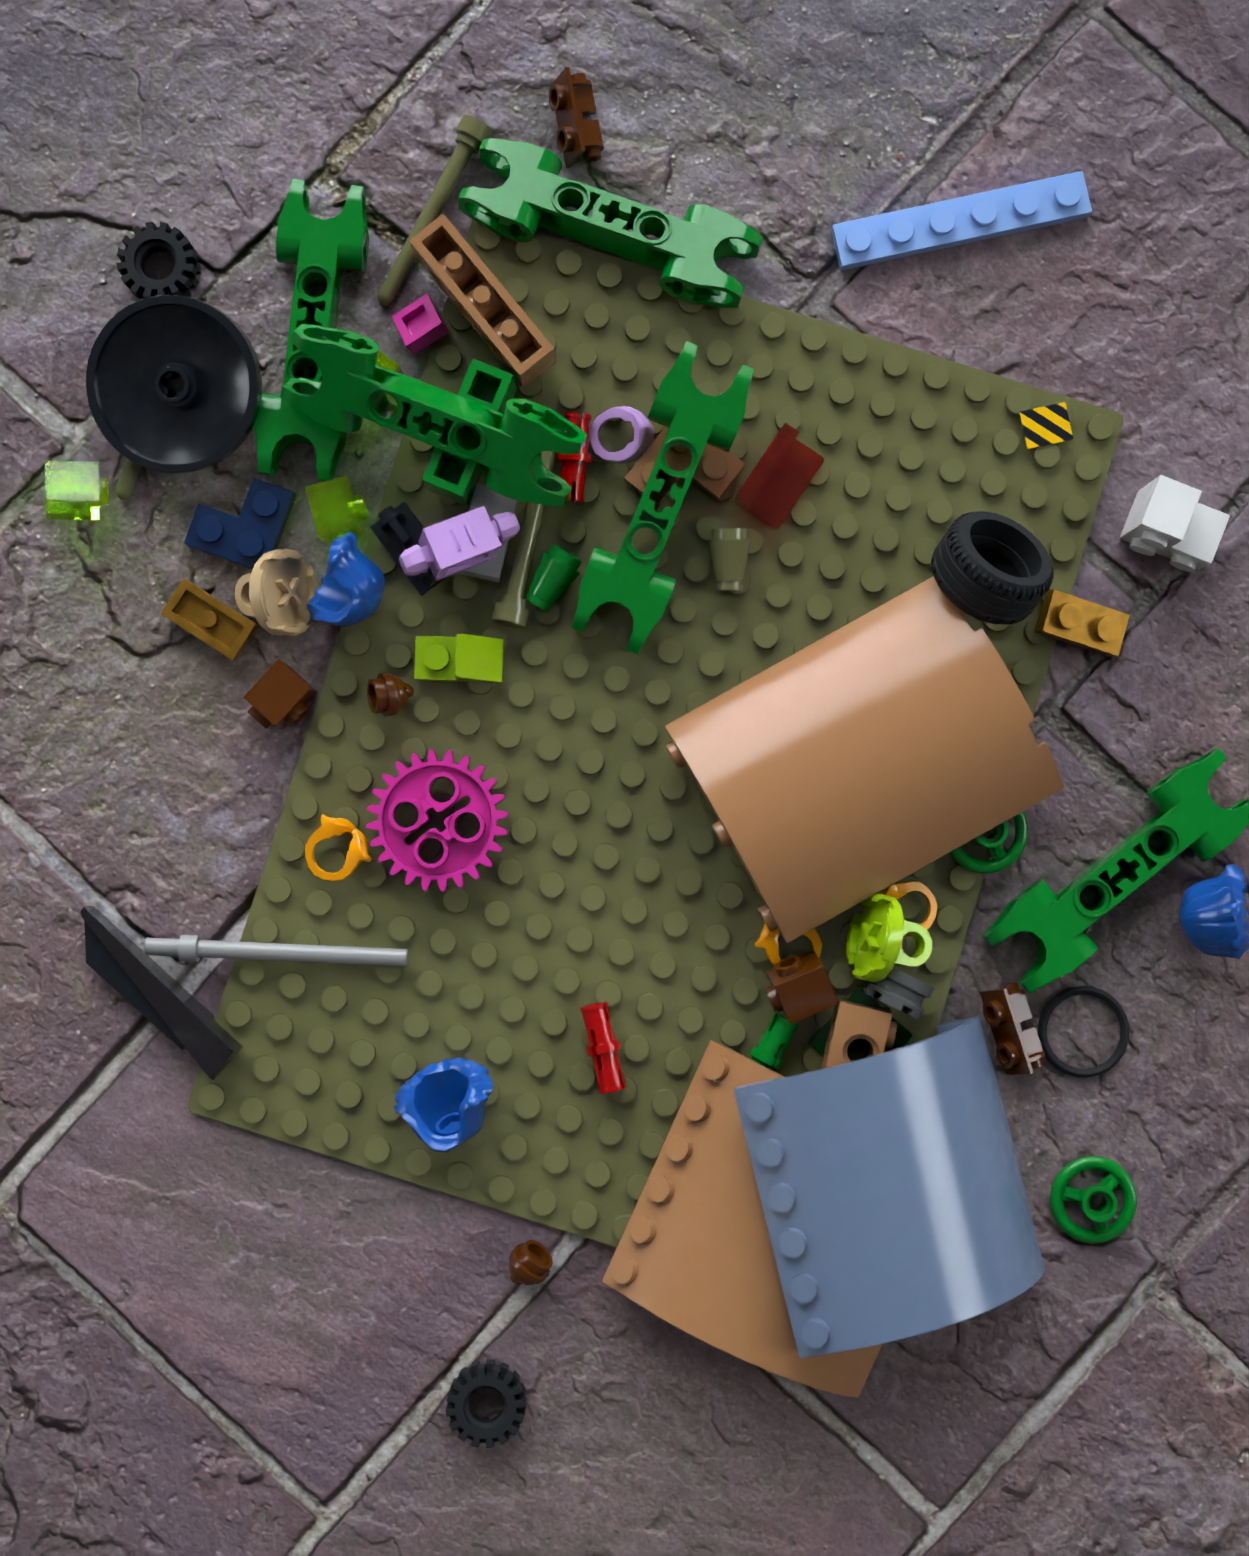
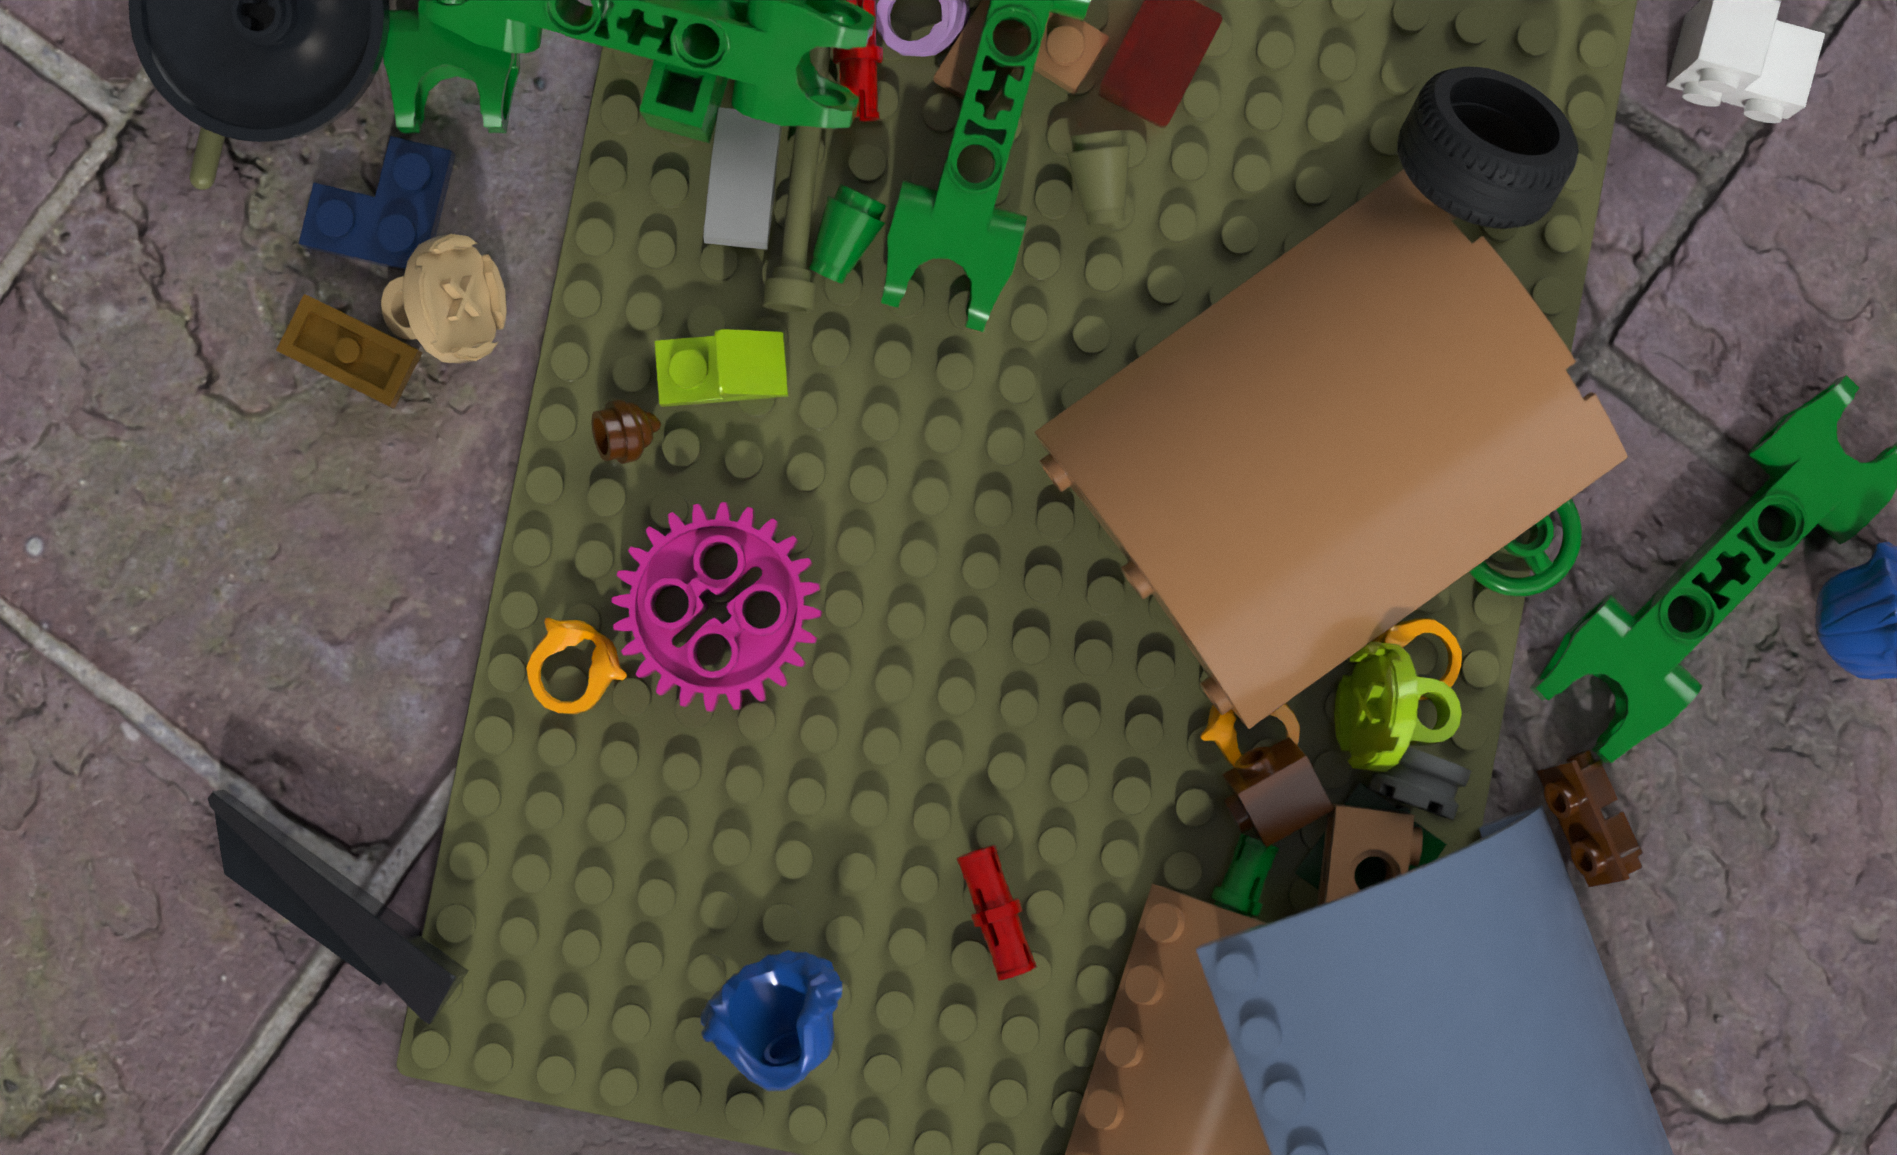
camera: 10 degrees left, 0 degrees up
(74, 490) = (130, 183): clear neon green brick -> none
(192, 948) = (378, 834): light grey bar -> none
(279, 697) = (465, 453): reddish brown brick -> none
(337, 509) = (519, 171): clear neon green brick -> none
(349, 588) = (550, 279): blue hair -> none
(398, 531) = (635, 213): black hinge -> none
(459, 543) = (704, 197): lavender piece -> none
(1082, 623) = (1626, 215): pearl gold plate -> none
(1106, 1209) = (1759, 1059): green piece -> none
(1124, 1031) = (1754, 811): black tyre -> none

